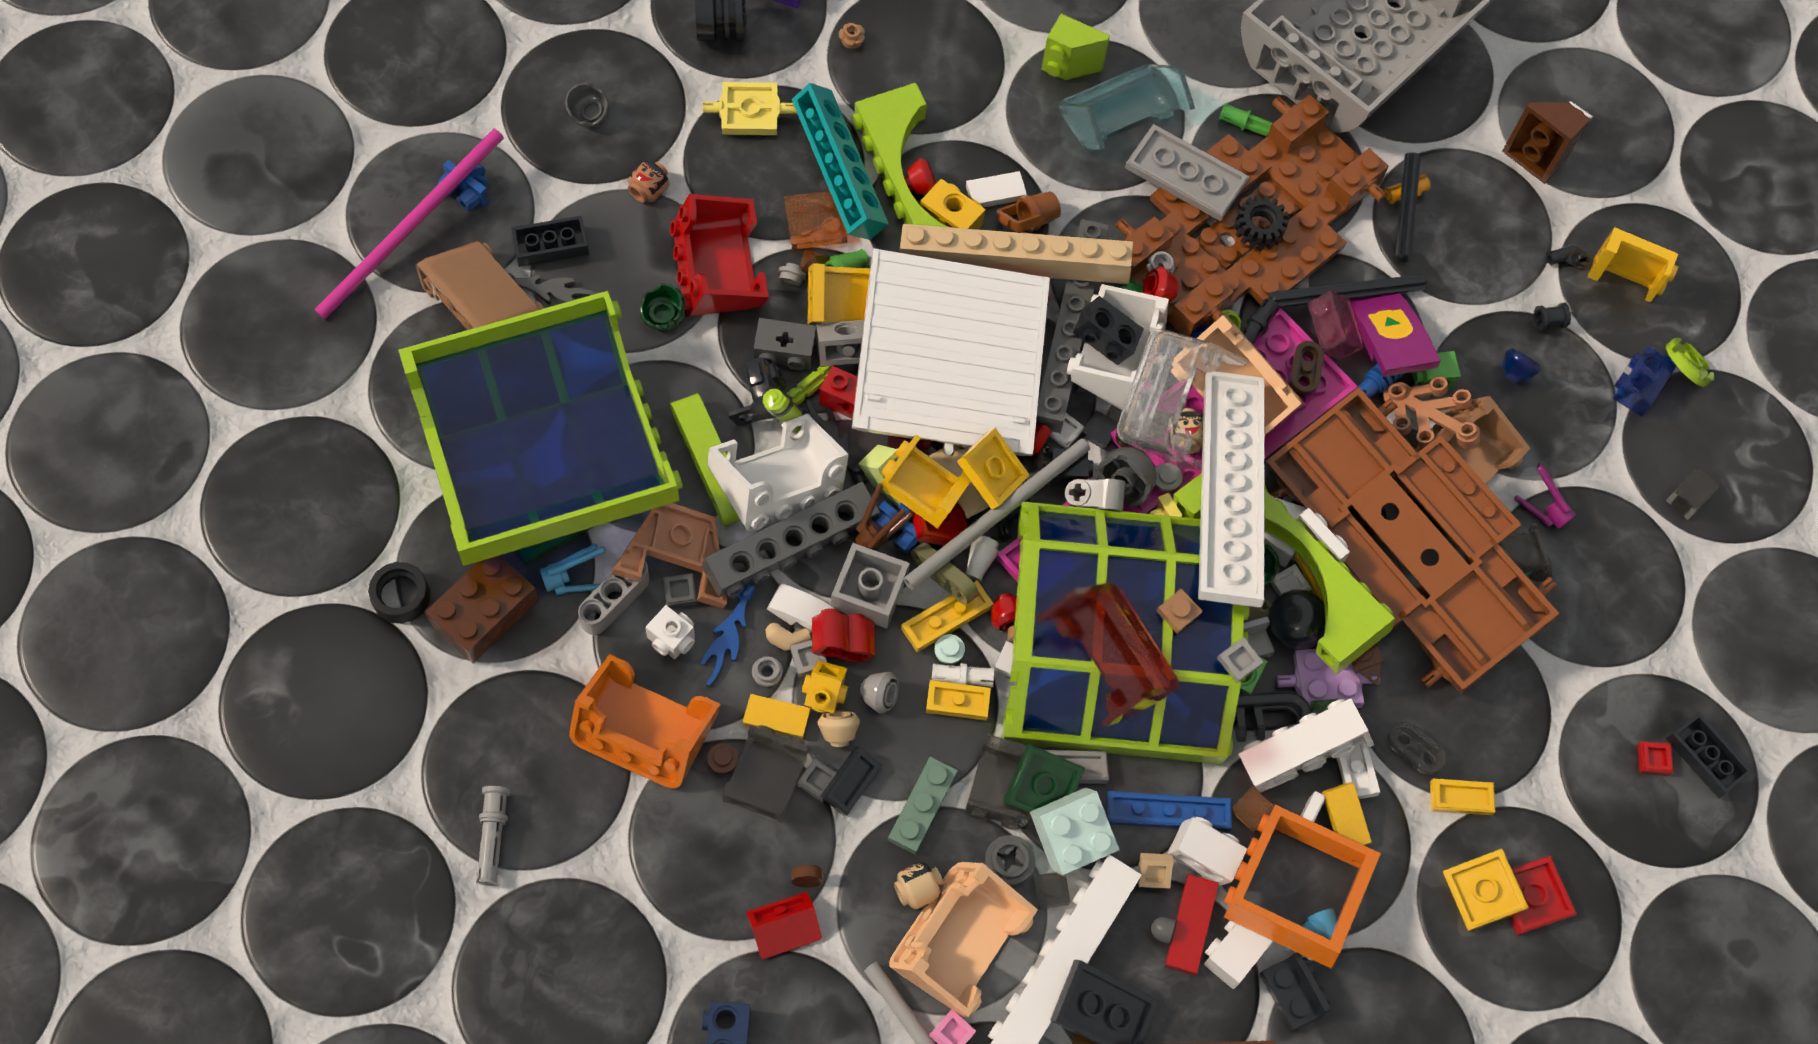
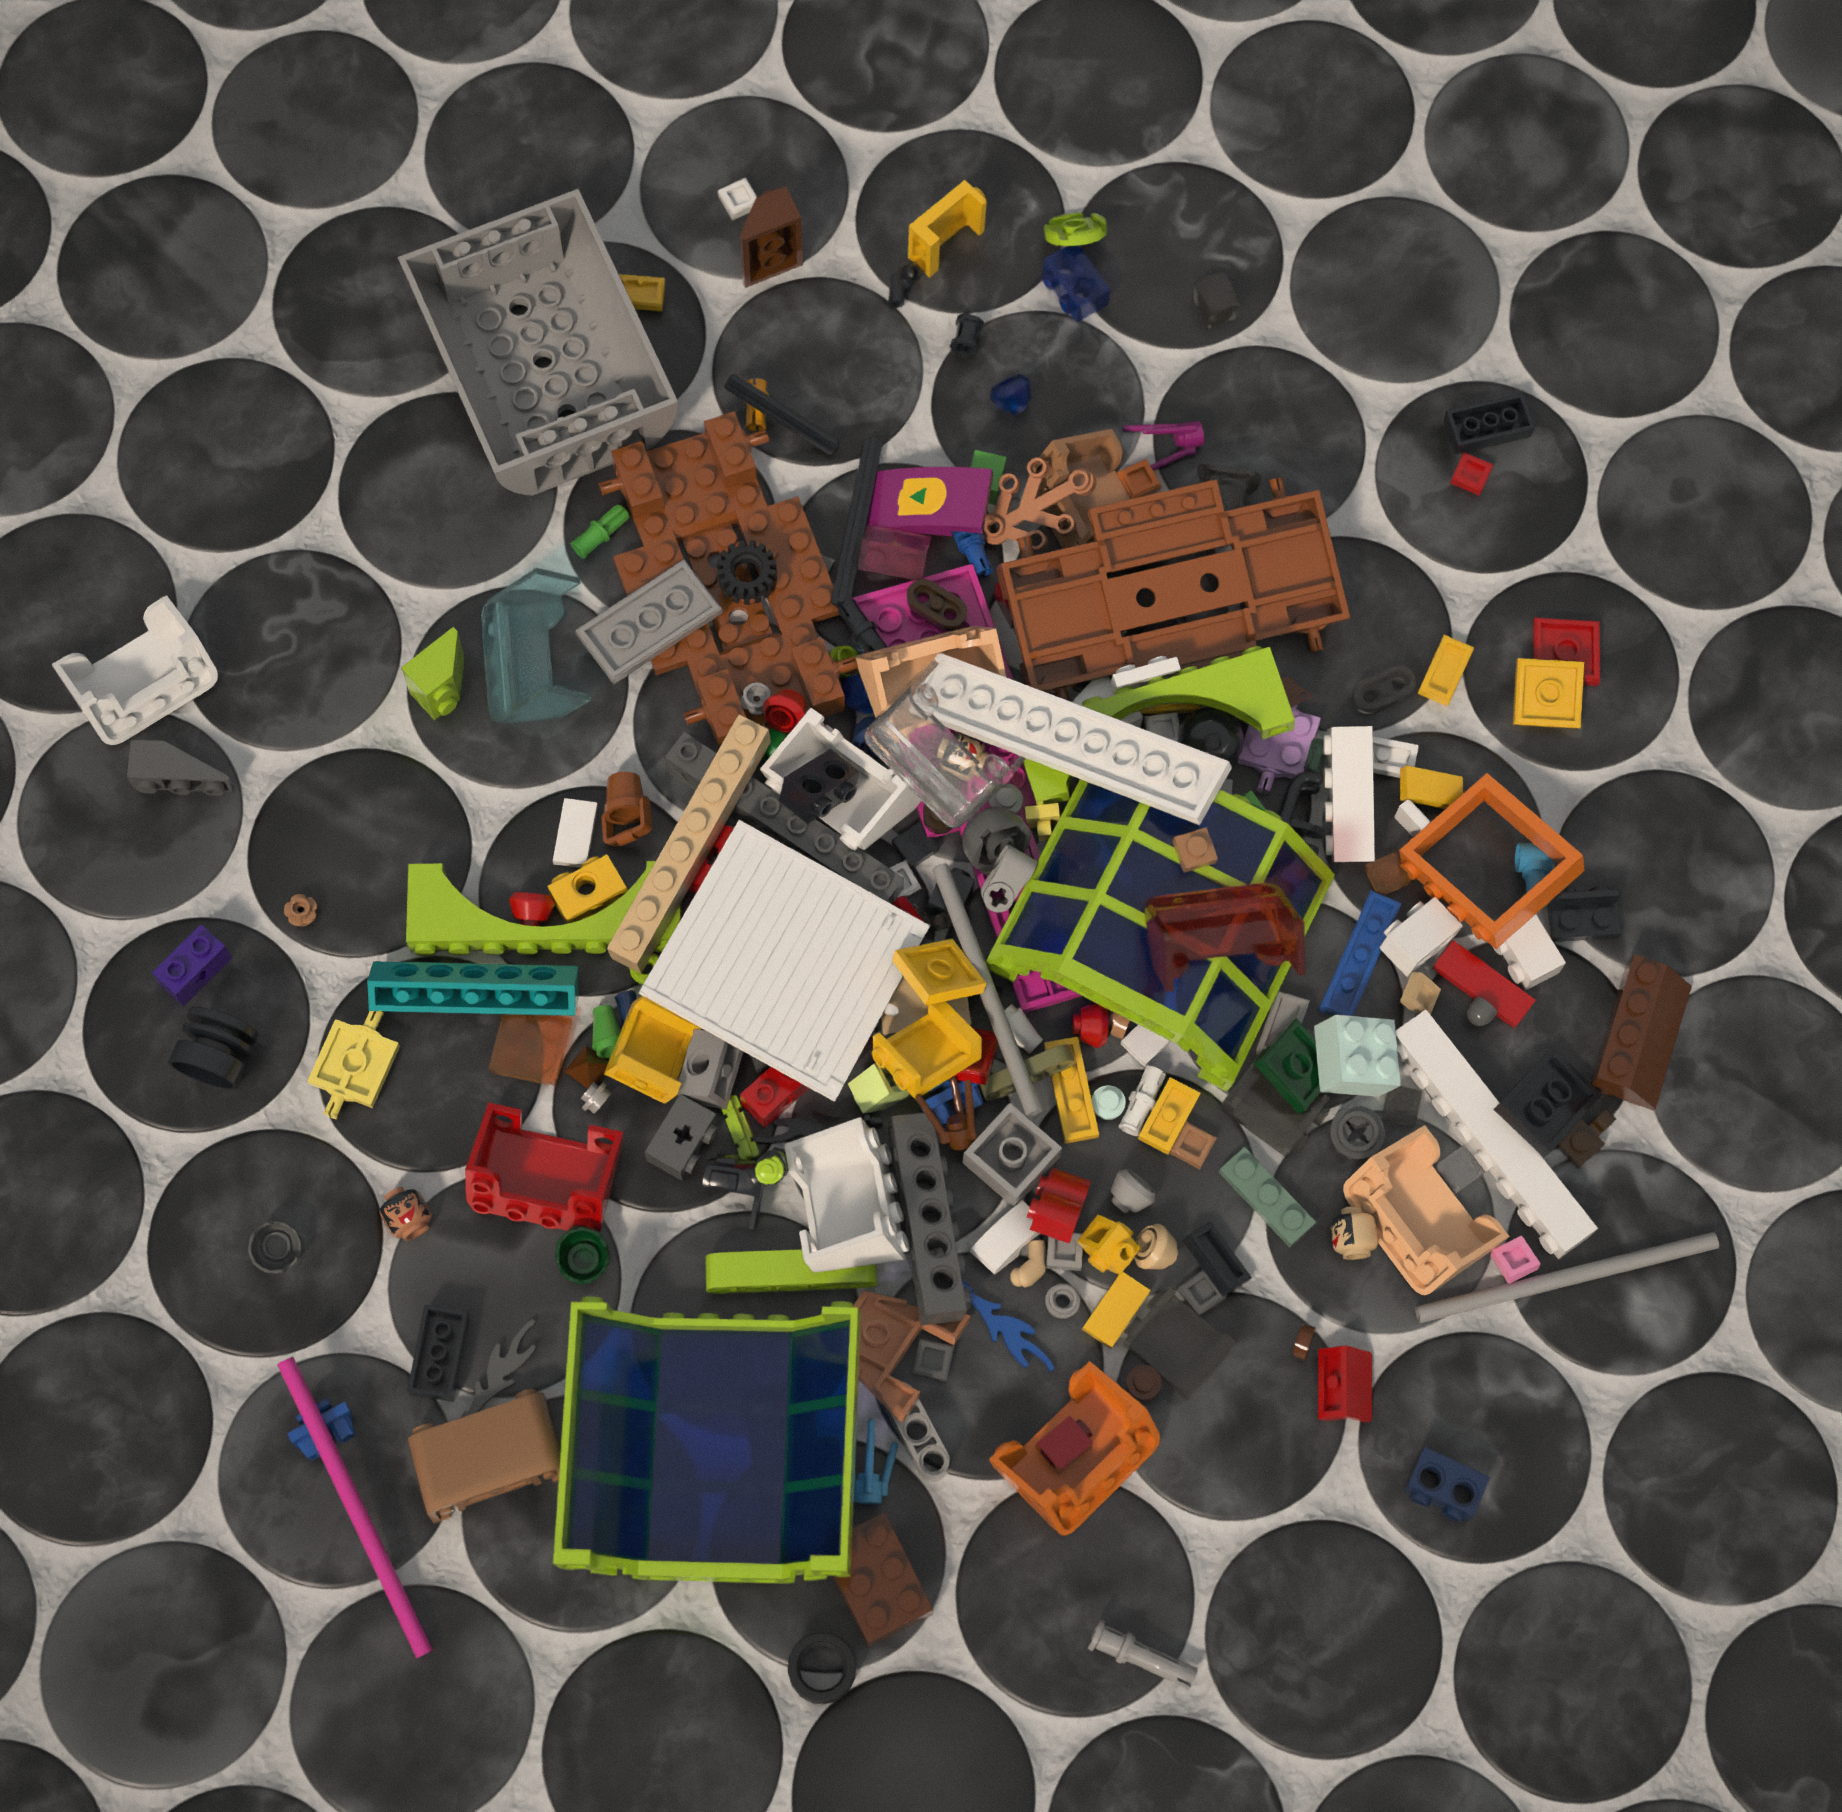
camera: 65 degrees left, 5 degrees up
(644, 710) = (1065, 1444): none -> dark red brick
(671, 632) = (982, 1396): white brick -> none
(942, 730) = (1193, 1145): none -> medium nougat tile
(1240, 660) = (1270, 814): light grey plate -> none
(1452, 73) = (644, 291): none -> yellow plate
(1503, 488) = (1139, 480): none -> orange tile

